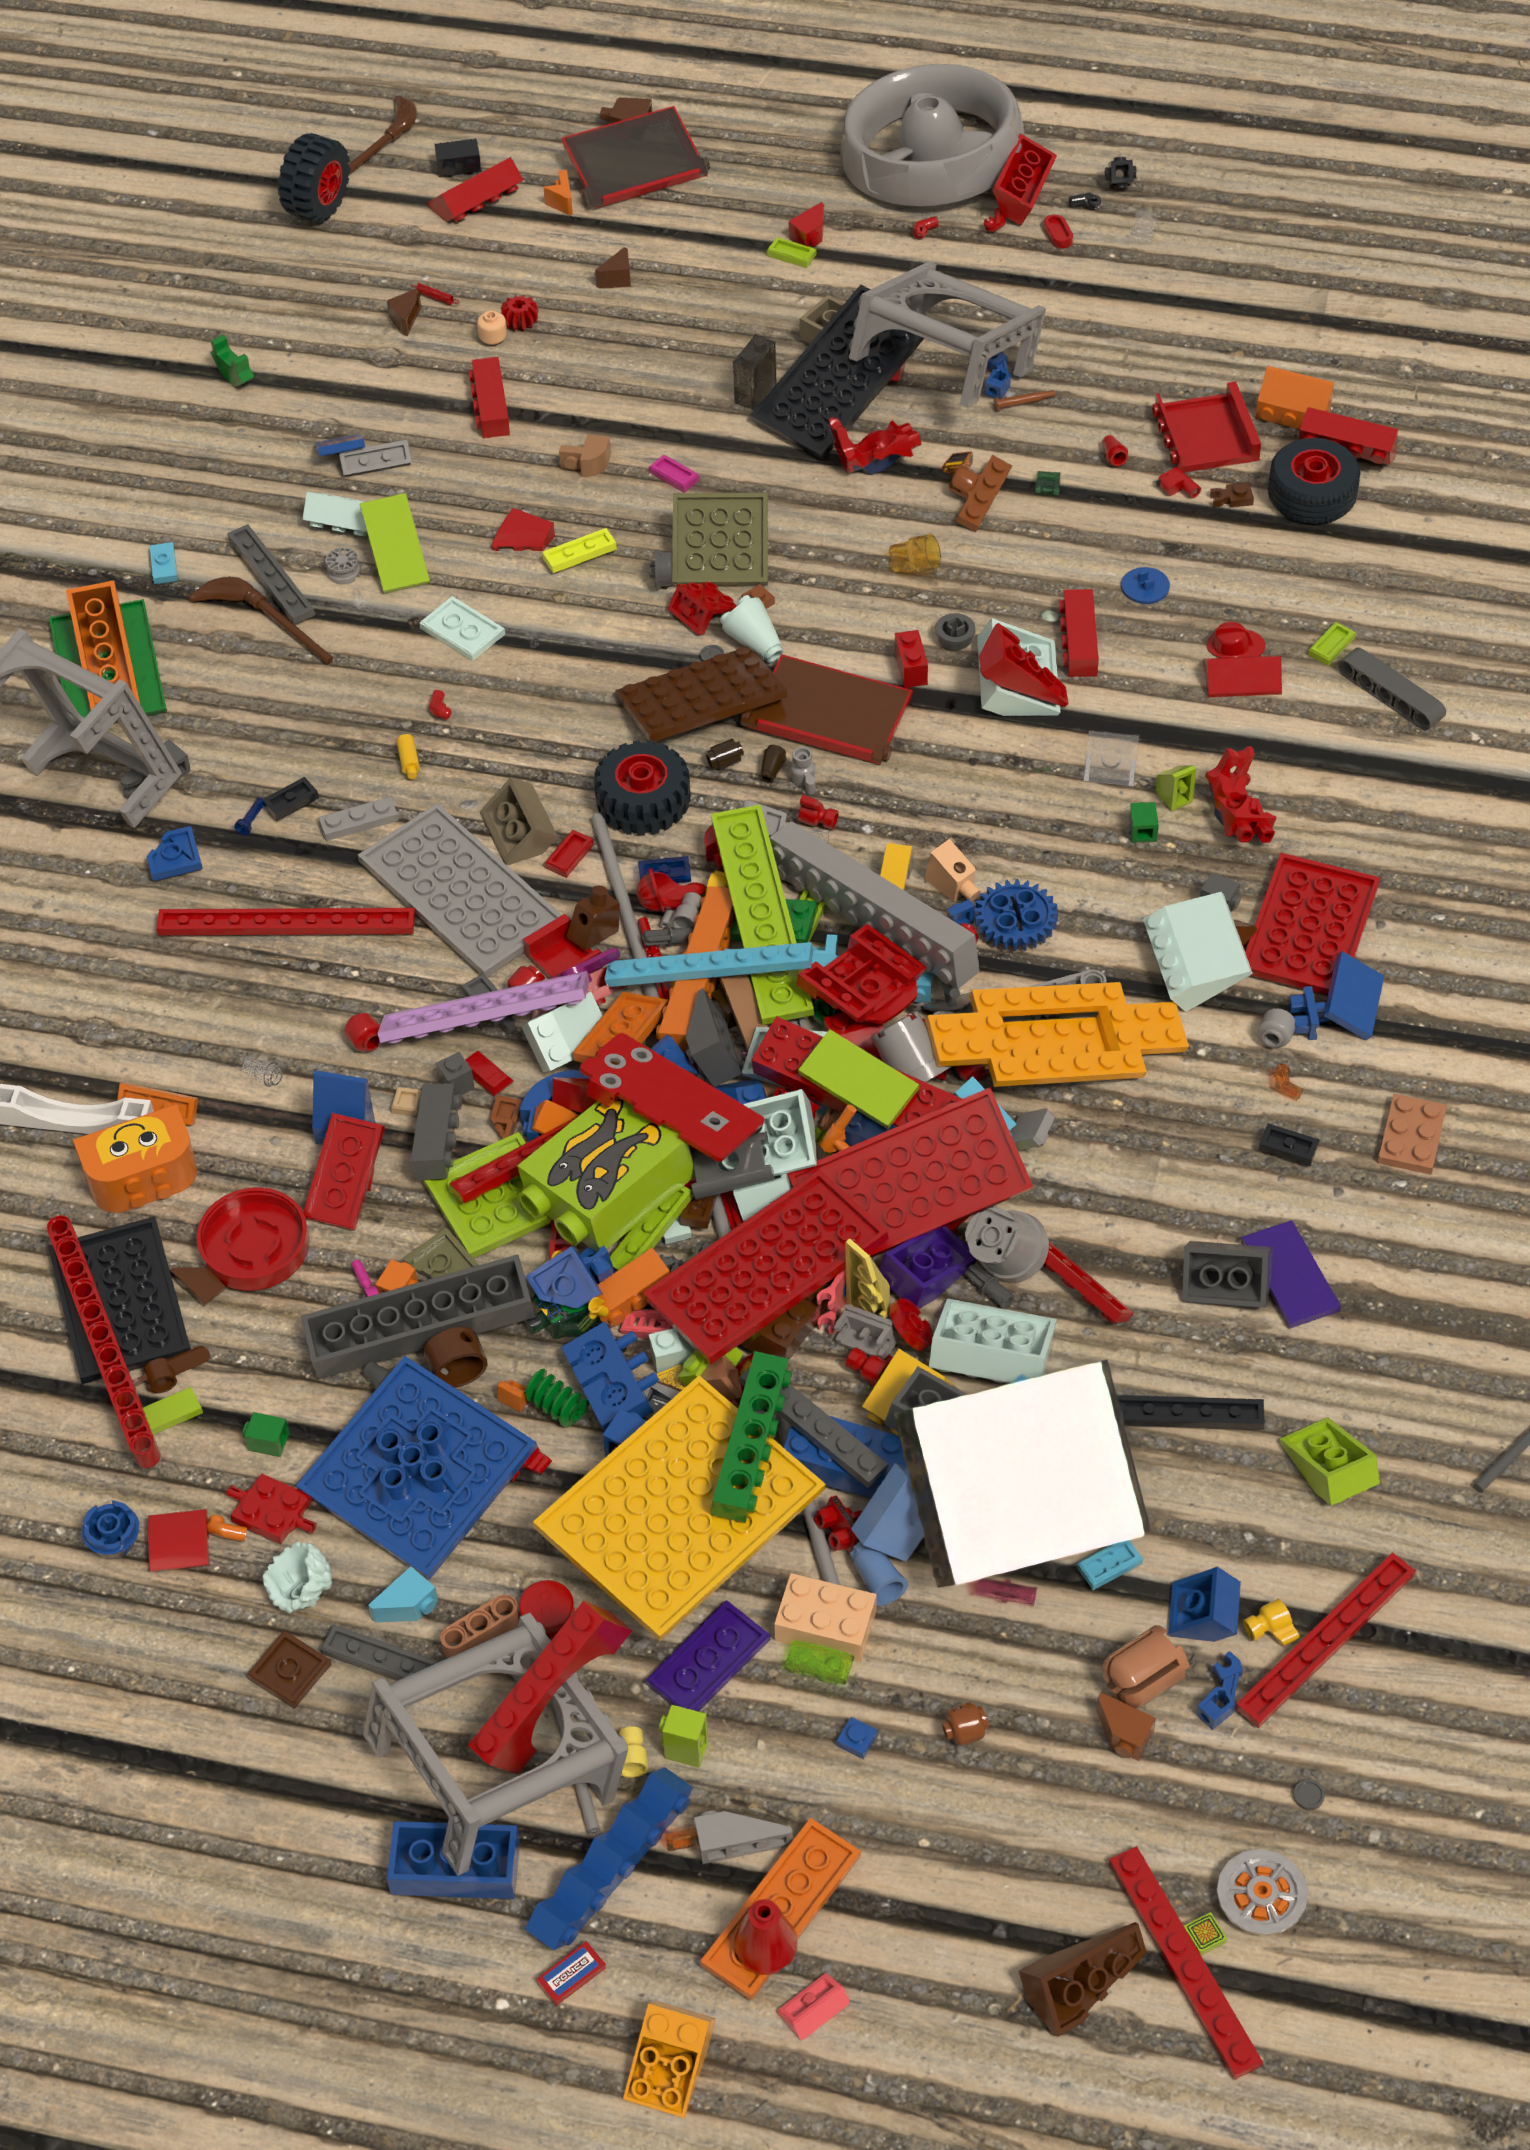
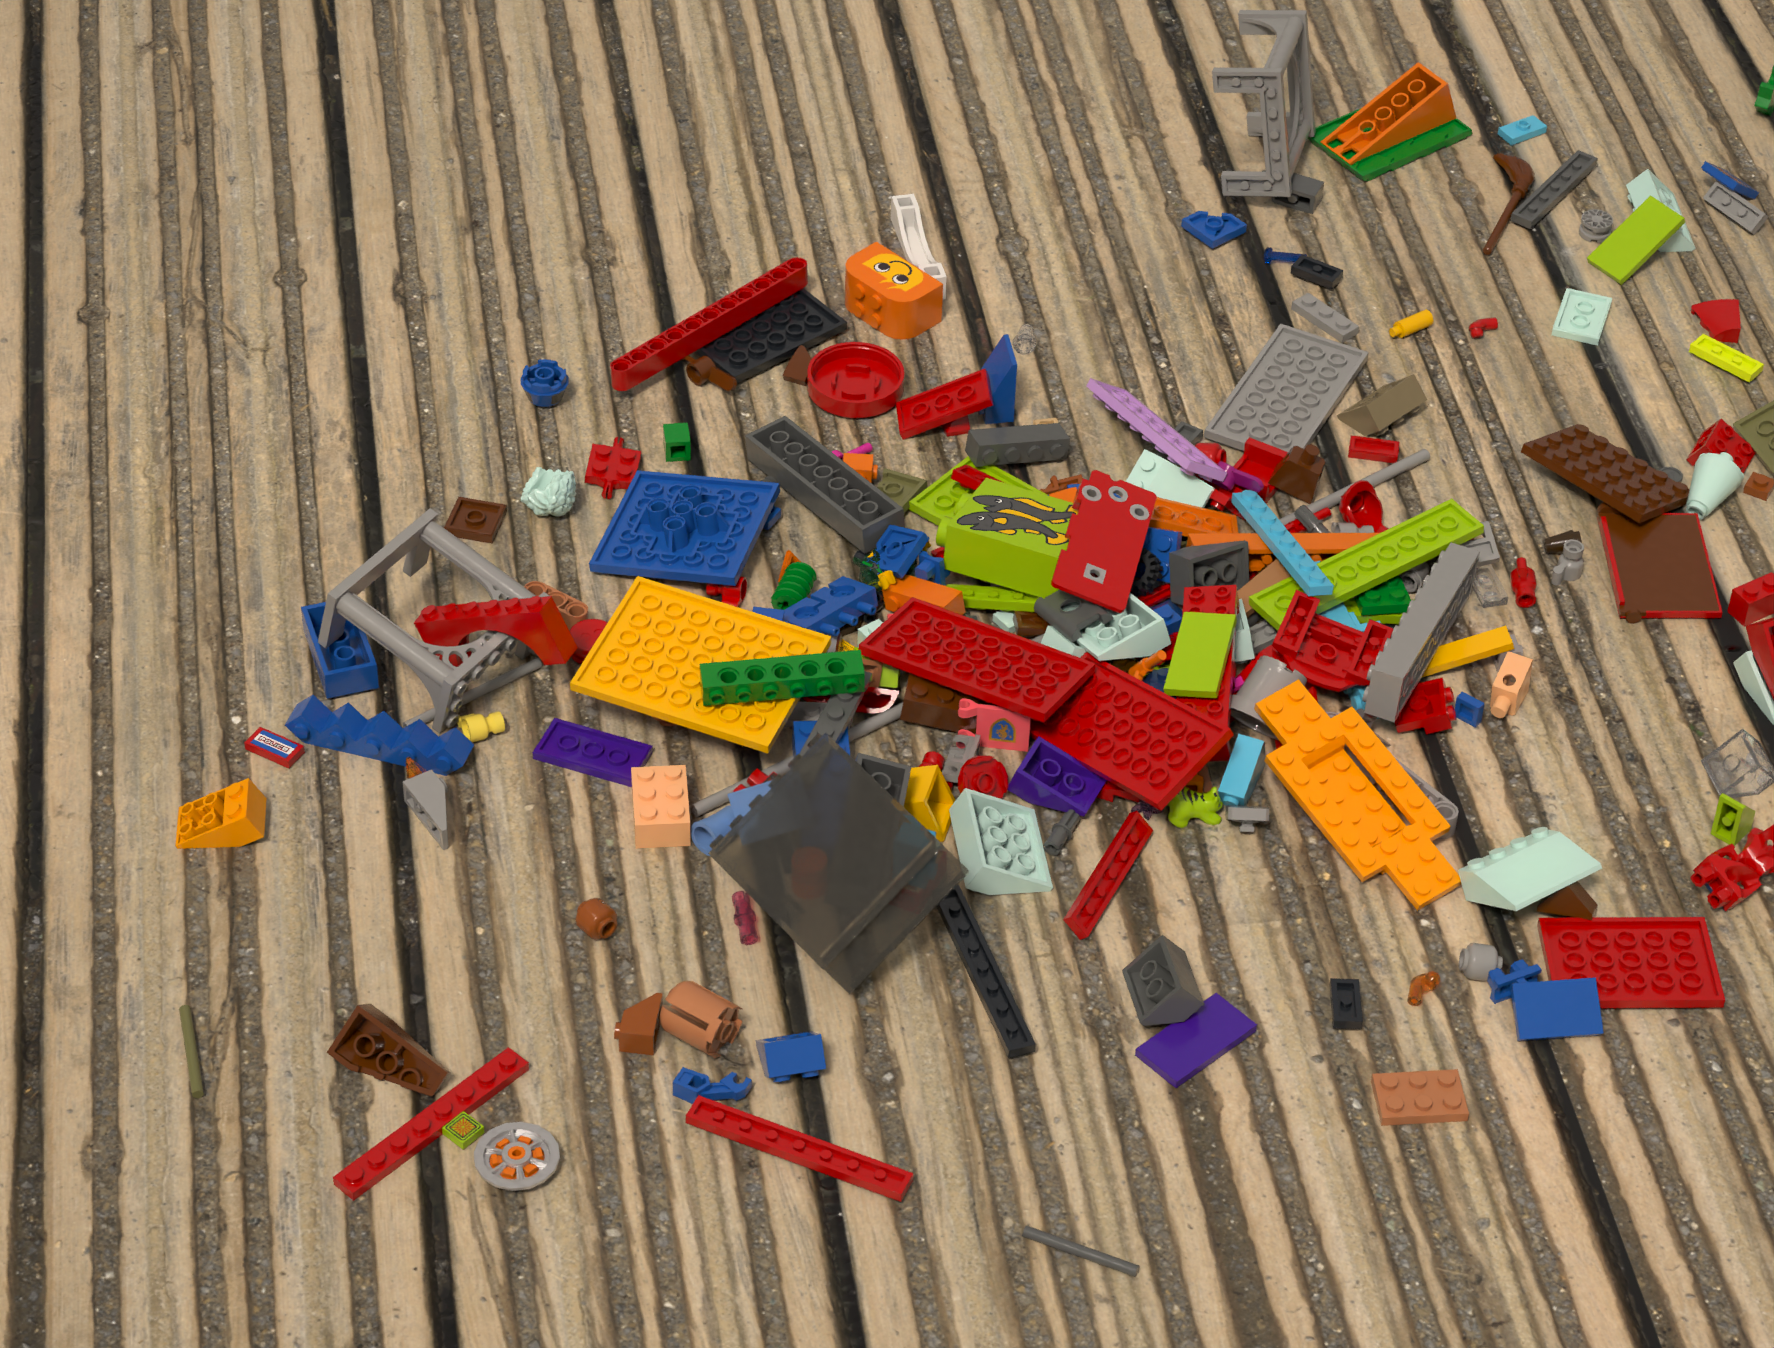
camera: 65 degrees right, 10 degrees down
(162, 1099) = (957, 292): orange plate -> none
(173, 1410) = (675, 389): lime tile -> none
(178, 1540) = (559, 425): red slope -> none
(229, 1531) = (579, 447): orange arm -> none
(286, 921) = (1186, 308): red plate -> none
(362, 1032) = (1097, 371): red head -> none
(373, 1654) = (510, 552): dark grey tile -> none
(404, 1599) = (564, 559): medium azure slope -> none
(457, 1071) = (1085, 443): dark grey brick -> none
(459, 1353) = (793, 507): reddish brown piece -> none
(488, 1074) = (1107, 462): red tile -> none
(642, 787) = (1469, 464): black wheel -> none
(661, 568) = (1737, 405): dark grey piece -> none
(676, 868) = (1393, 508): clear blue plate -> none
(684, 1735) = (503, 745): lime brick -> none
(724, 754) = (1551, 510): dark brown brick -> none
(765, 1939) = (336, 832): red cone -> none
(799, 1886) = (378, 851): orange plate -> none
(814, 2006) = (299, 897): coral slope -> none
(819, 1661) = (617, 816): clear neon green slope -> none
(857, 1738) = (558, 861): blue plate -> none
(865, 1283) = (1002, 729): light yellow wedge -> none
(999, 922) = (1496, 747): blue gear -> none
(1022, 1249) = (1097, 812): light grey piece -> none
(1109, 1563) = (807, 980): medium azure plate -> none
(1143, 822) = (1673, 809): green brick -> none
(1229, 888) = (1620, 884): dark grey brick -> none
(1272, 1618) = (801, 1103): yellow piece -> none
(1309, 1794) = (634, 1175): dark grey piece -> none
(1332, 1460) = (992, 1109): lime slope -> none

